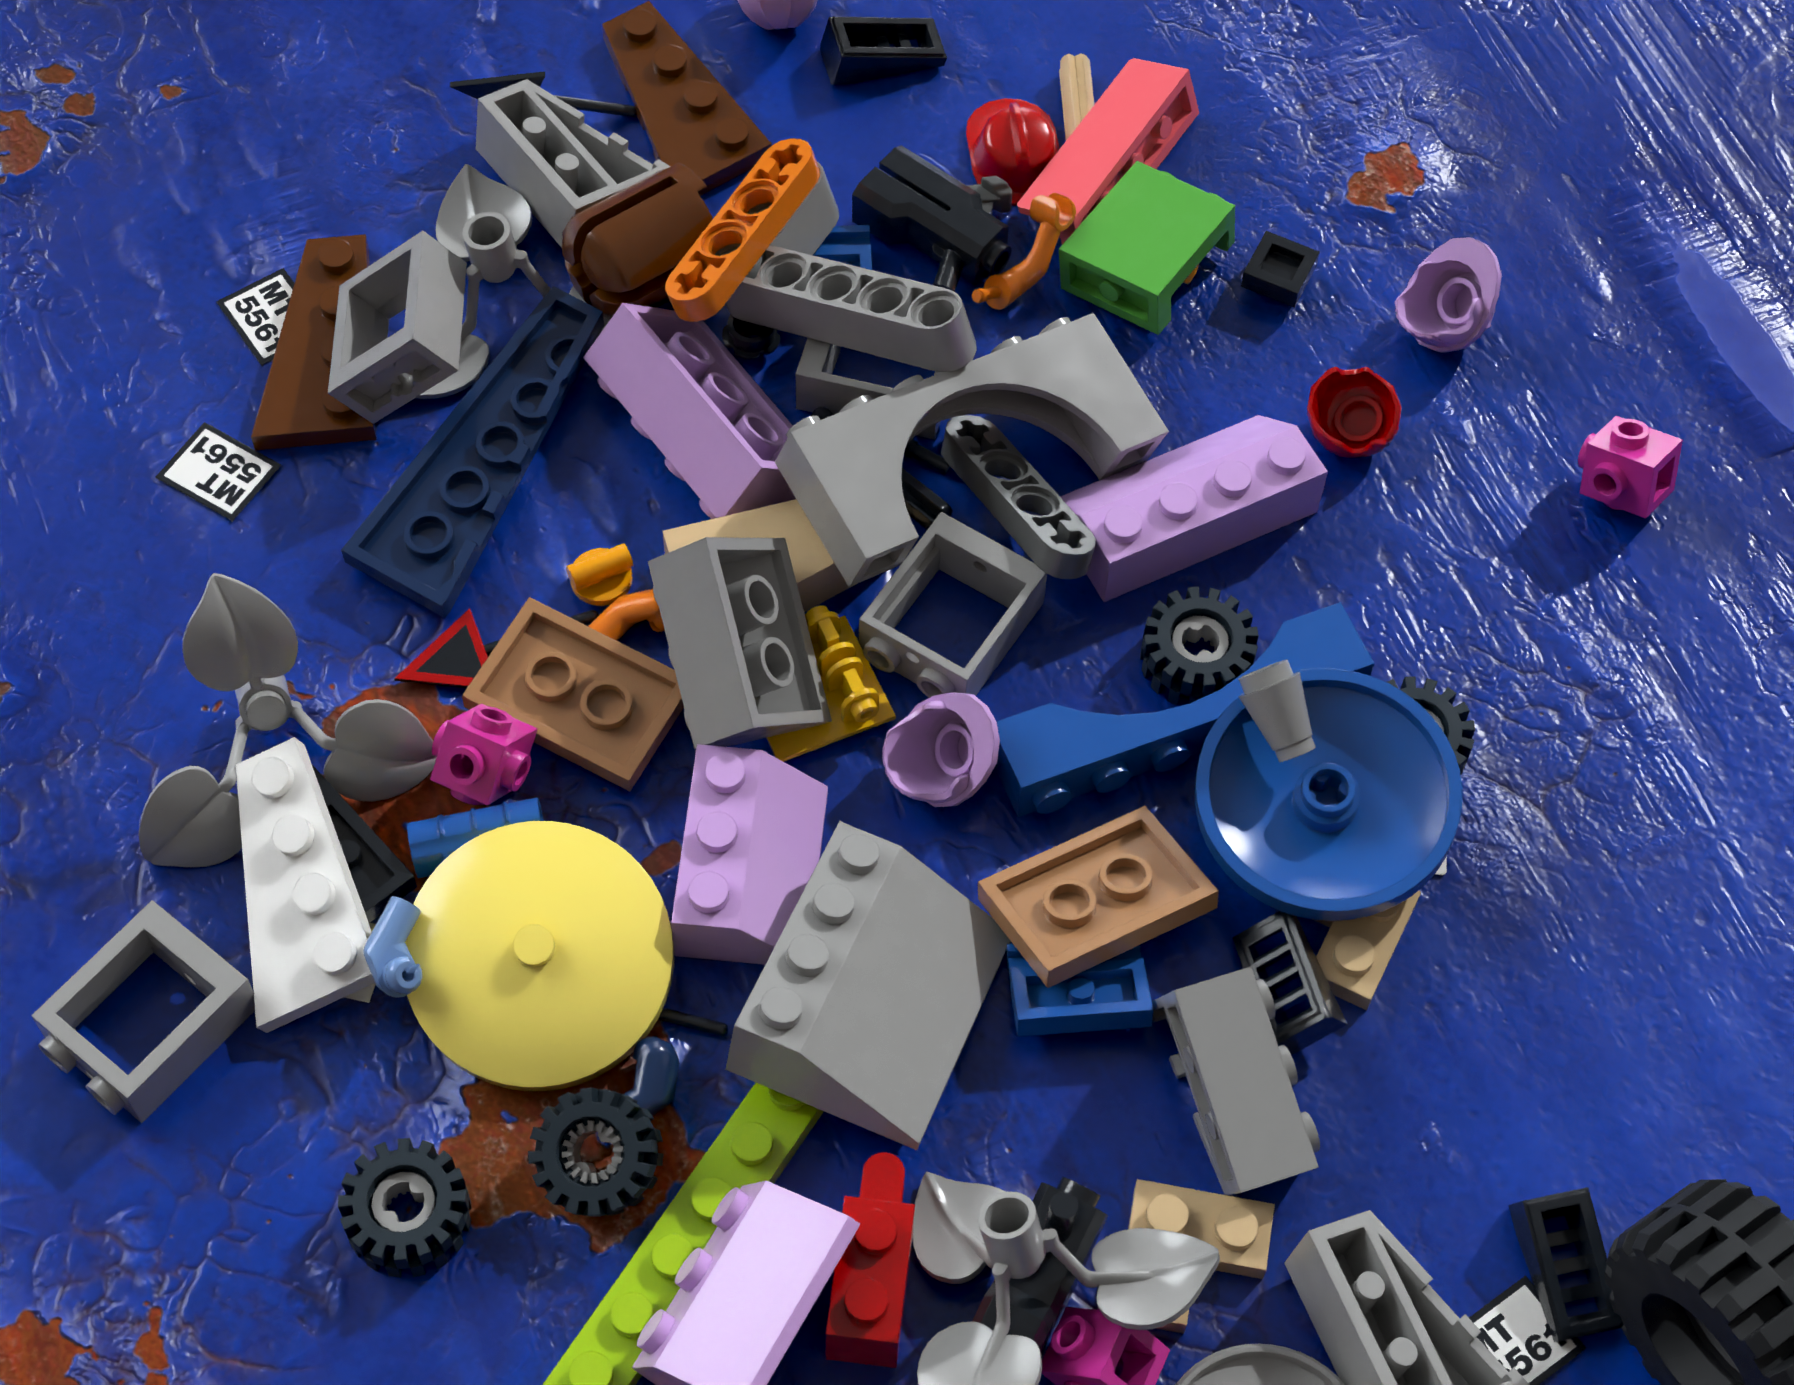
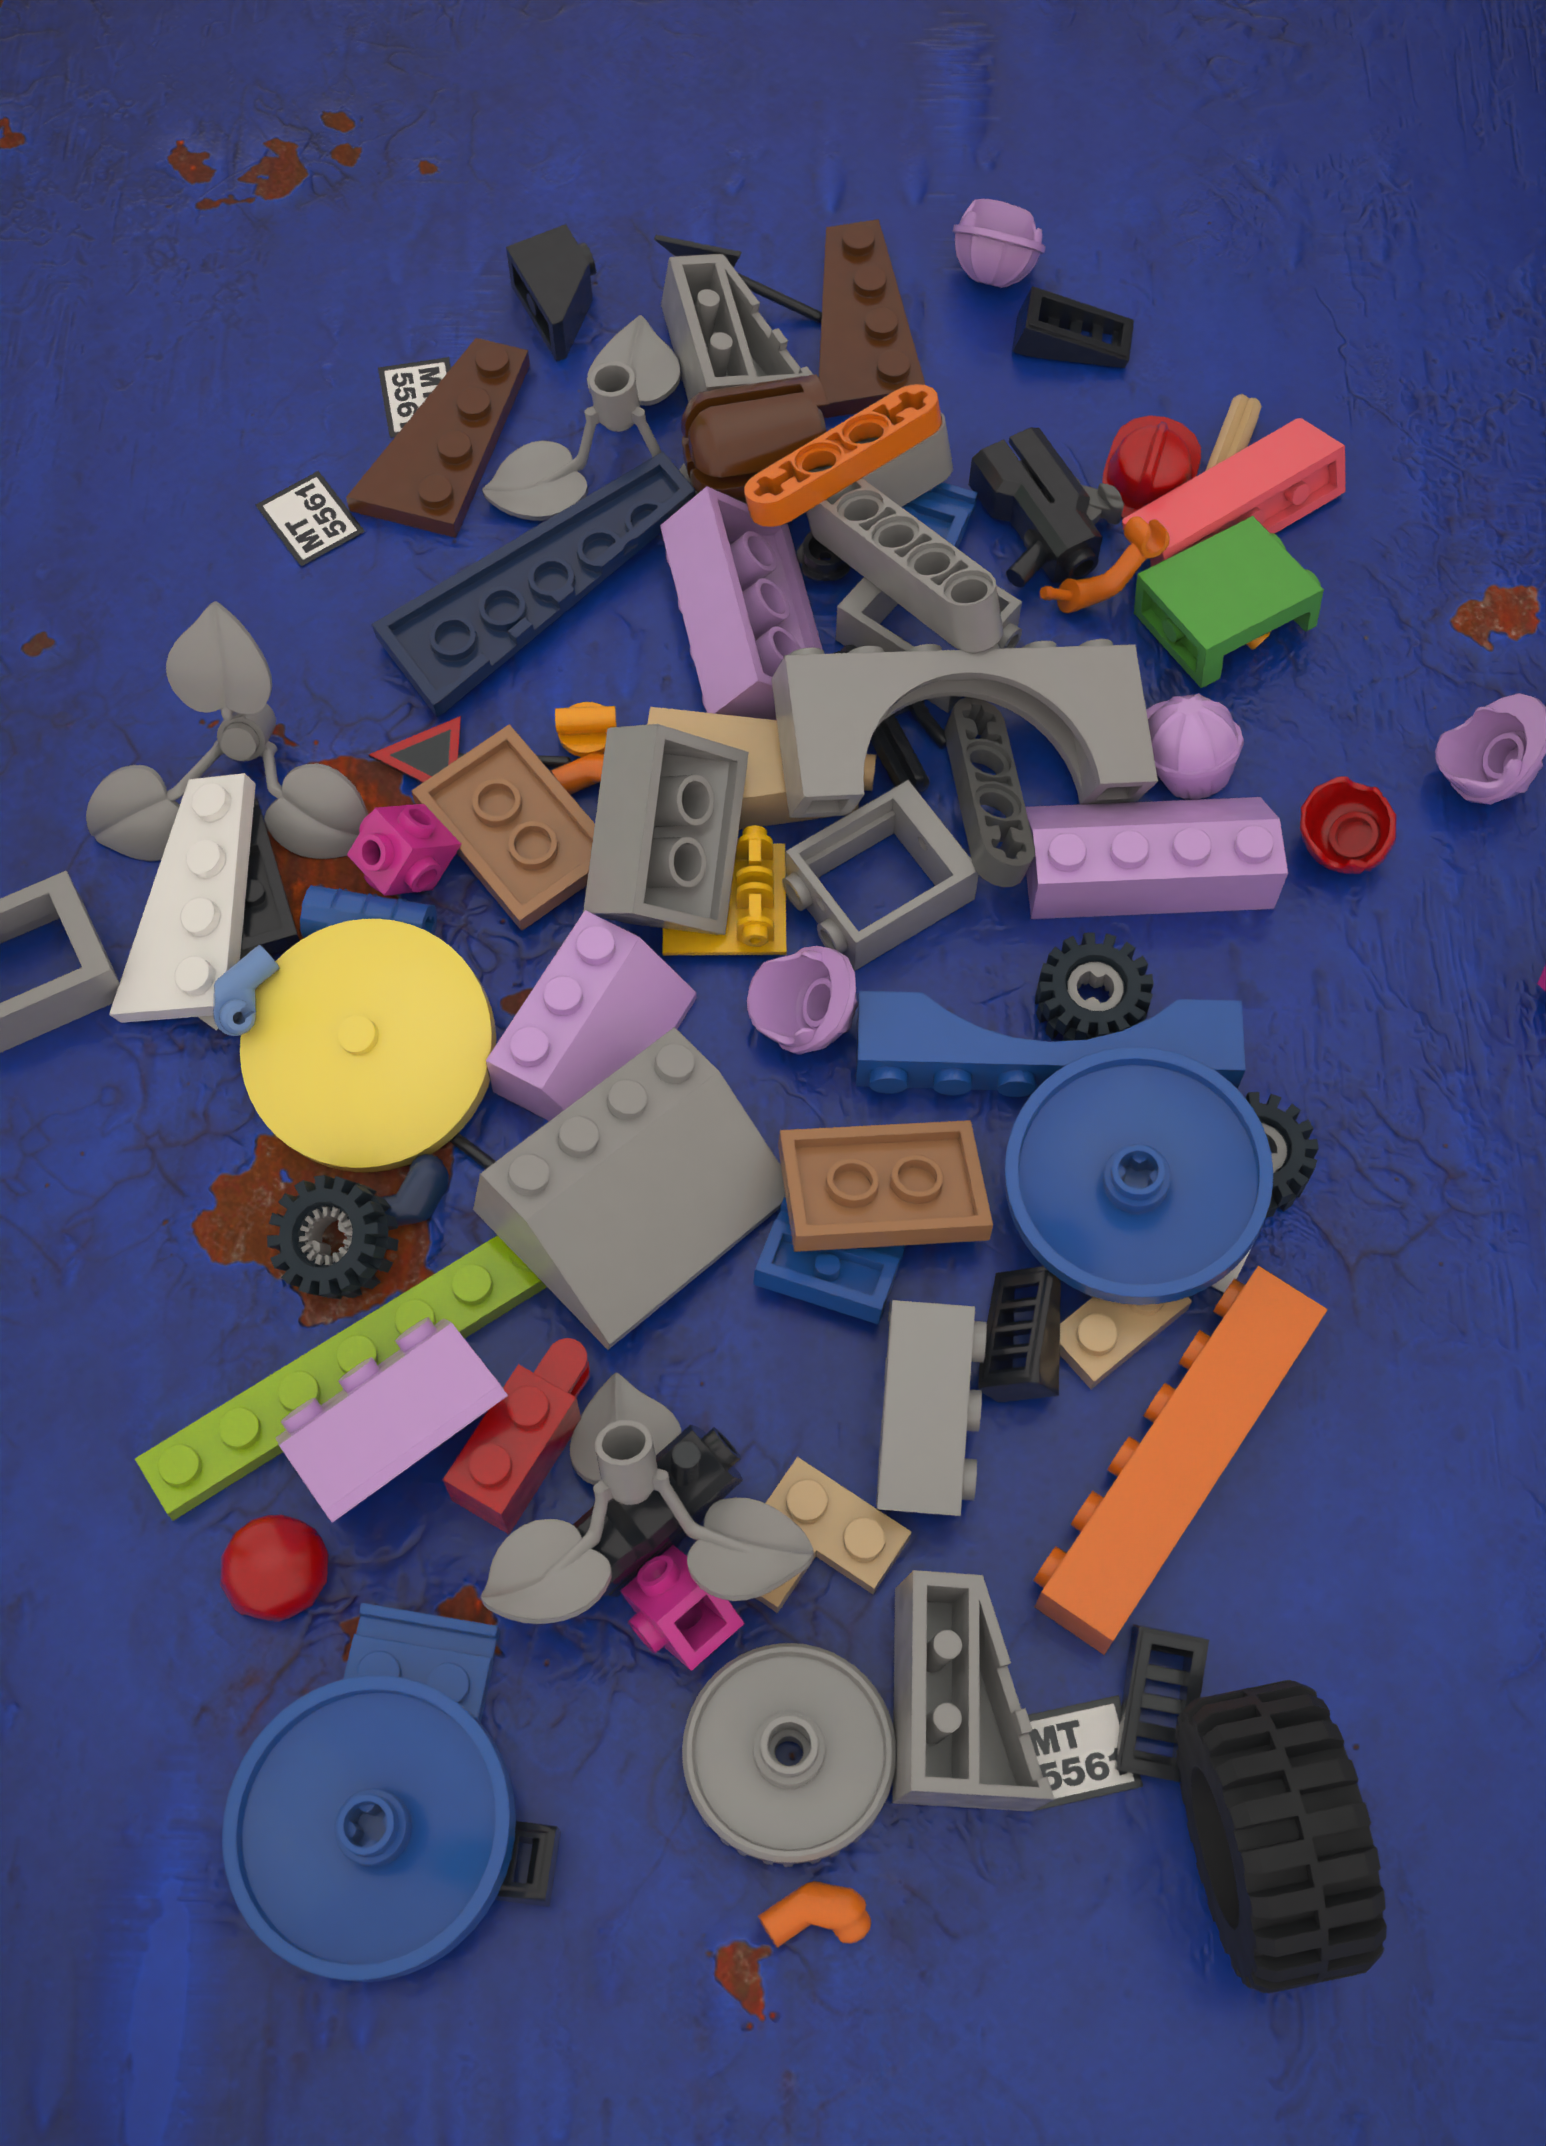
camera: 25 degrees right, 5 degrees up
(360, 164) = (553, 284): none -> black slope
(366, 363) = (504, 440): light grey window -> none
(408, 1244) = (164, 1251): black bush -> none
(1182, 386) = (1194, 745): none -> lavender piece
(1279, 709) = (1121, 1078): light grey cone -> none
(1280, 269) = (1347, 666): black plate -> none
(1480, 1040) = (1178, 1459): none -> orange brick

